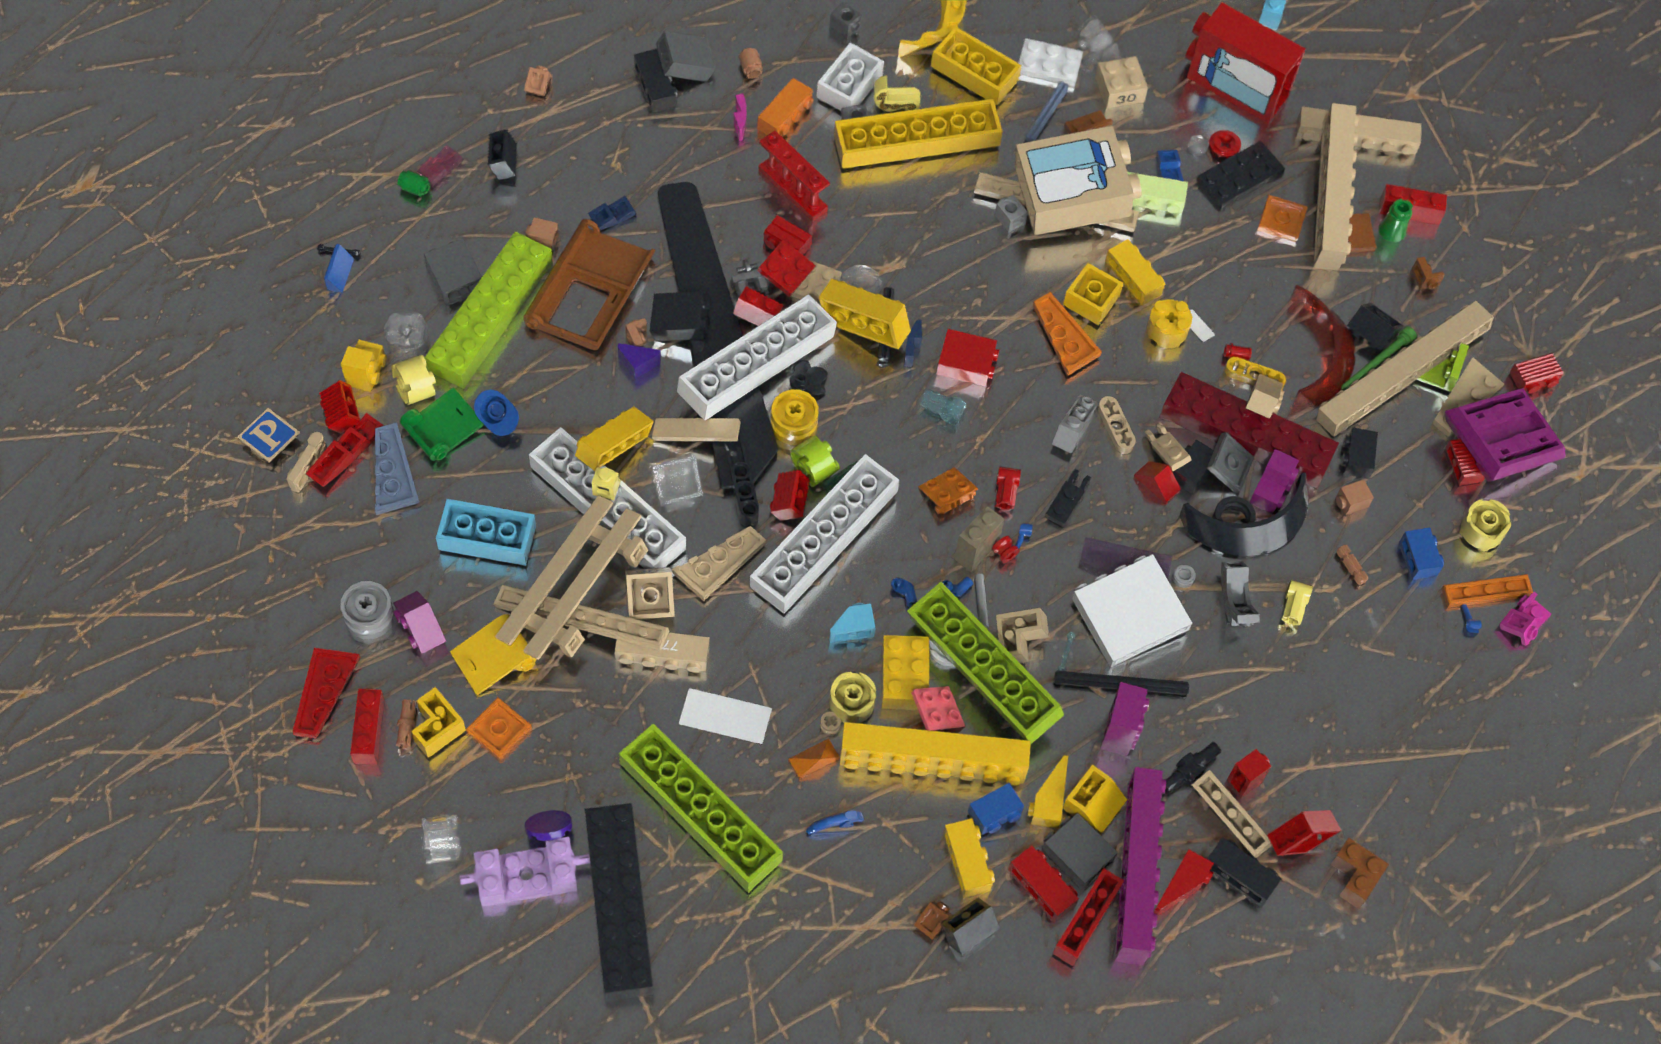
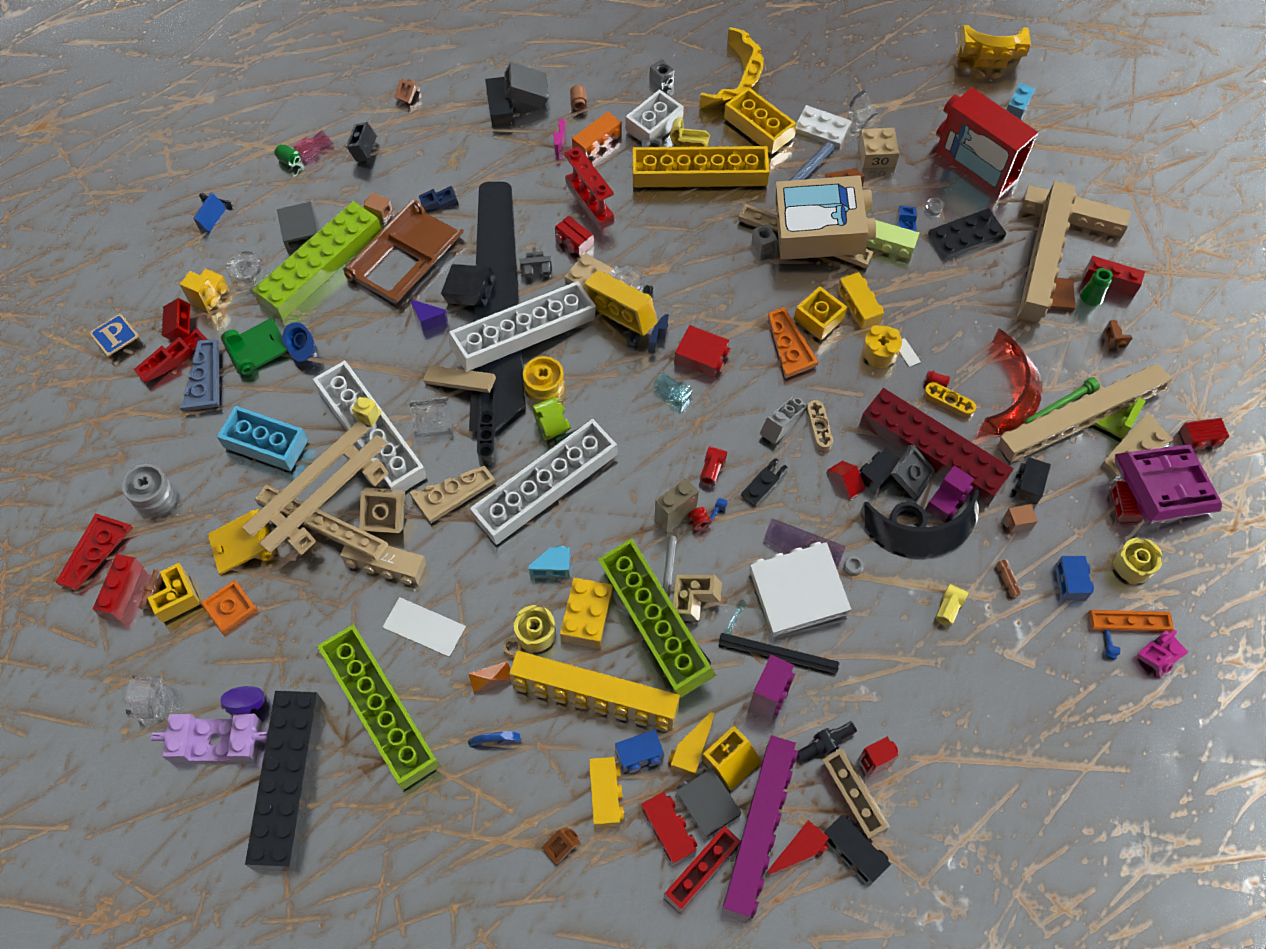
camera: 15 degrees right, 0 degrees up
(297, 476) = (125, 370): tan hinge -> none
(413, 380) = (240, 306): light yellow brick -> none
(417, 616) = (184, 503): brick -> none
(613, 438) = (386, 375): yellow brick -> none
(634, 332) = (432, 291): nougat bracket -> none
(756, 307) = (532, 285): red brick -> none
(786, 268) = (565, 258): red plate -> none
(789, 495) = (523, 444): red brick -> none
(808, 378) = (564, 350): black plate -> none
(906, 589) = (604, 538): blue arm -> none
(938, 709) = (605, 652): coral bracket -> none
(949, 490) = (660, 459): orange hinge -> none
(960, 588) = (650, 547): blue arm -> none
(970, 925) = (591, 858): brick -> none
(1168, 448) = (860, 451): tan hinge -> none
(1225, 137) = (959, 202): red gear -> none
(1236, 594) = (897, 589): dark grey arch -> none
(1265, 396) = (954, 419): tan brick -> none
(1282, 218) = (996, 273): orange tile -> none
(1302, 832) = (919, 823): red window -> none
(1362, 868) = (971, 867): dark orange brick -> none
(1374, 326) = (1063, 373): black slope -> none

